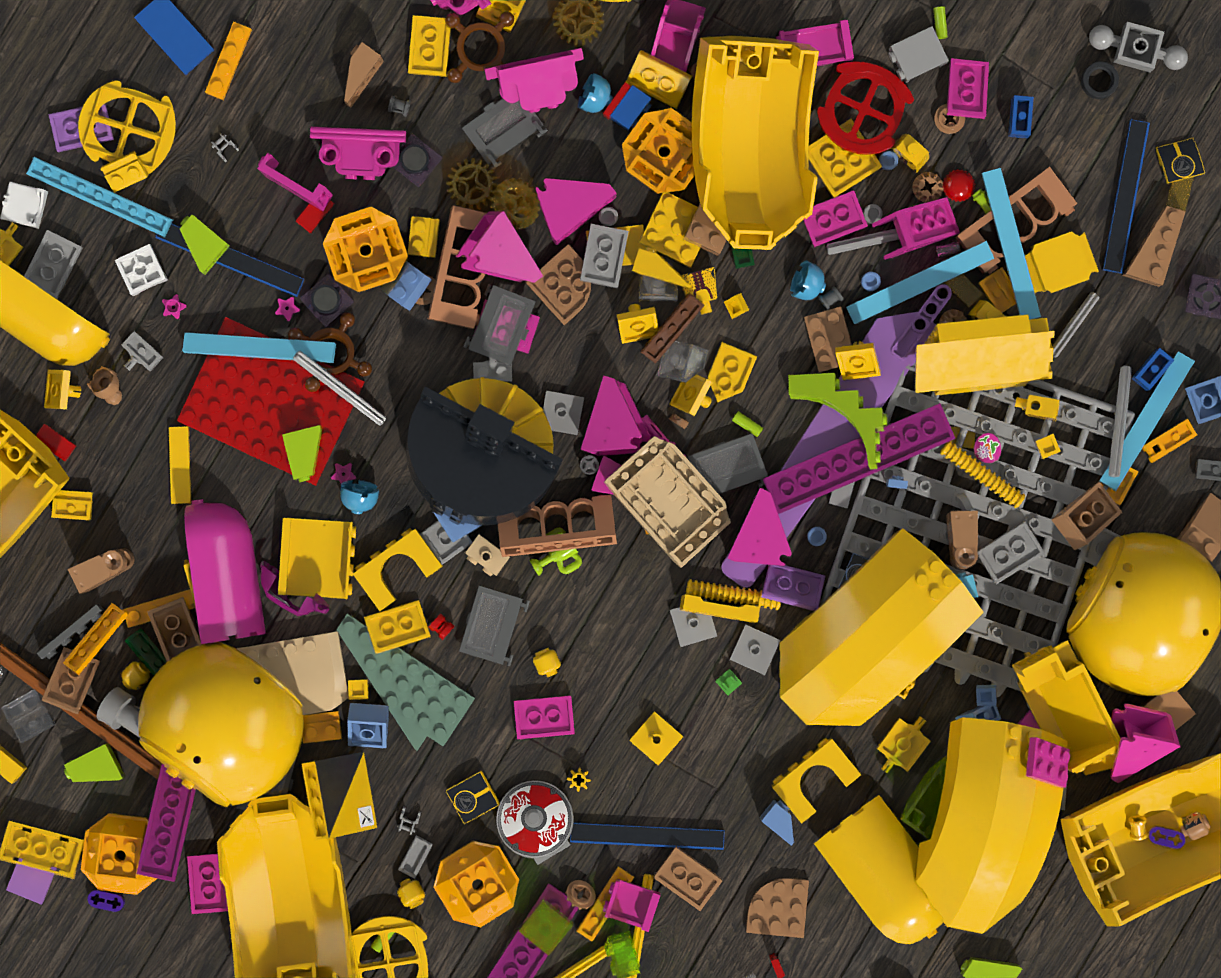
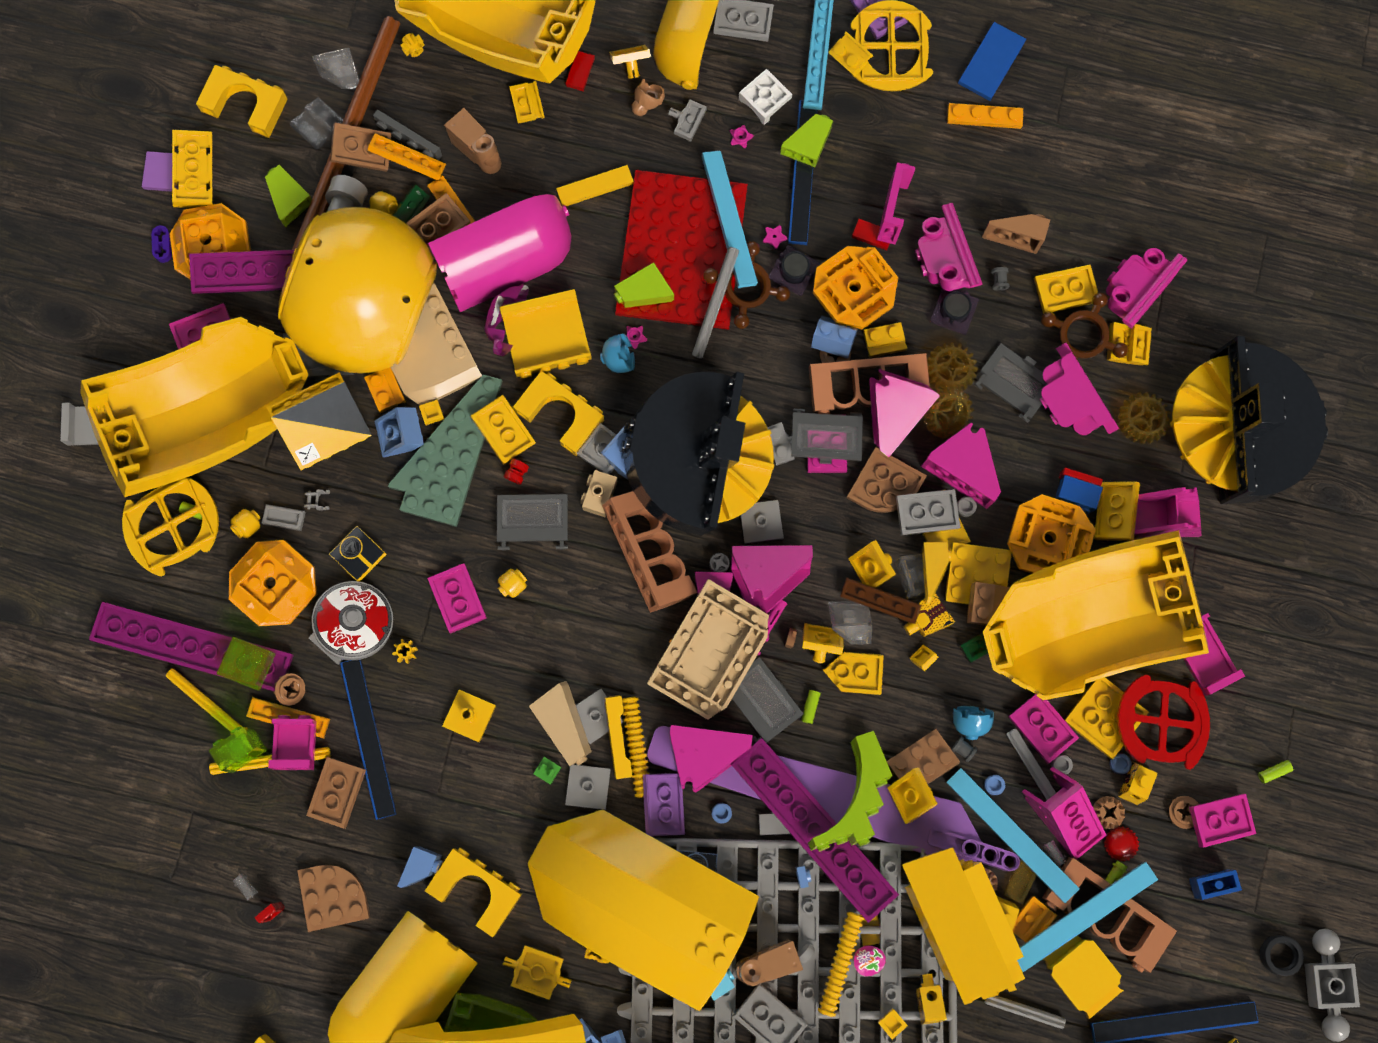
camera: 70 degrees right, 10 degrees down
(220, 150) = (898, 133): light grey piece -> none
(558, 557) = (619, 562): lime piece -> none
(595, 95) = (1079, 456): dark azure cylinder -> none
(691, 655) = (562, 723): none -> tan slope
(917, 54) = (1237, 758): light grey panel -> none

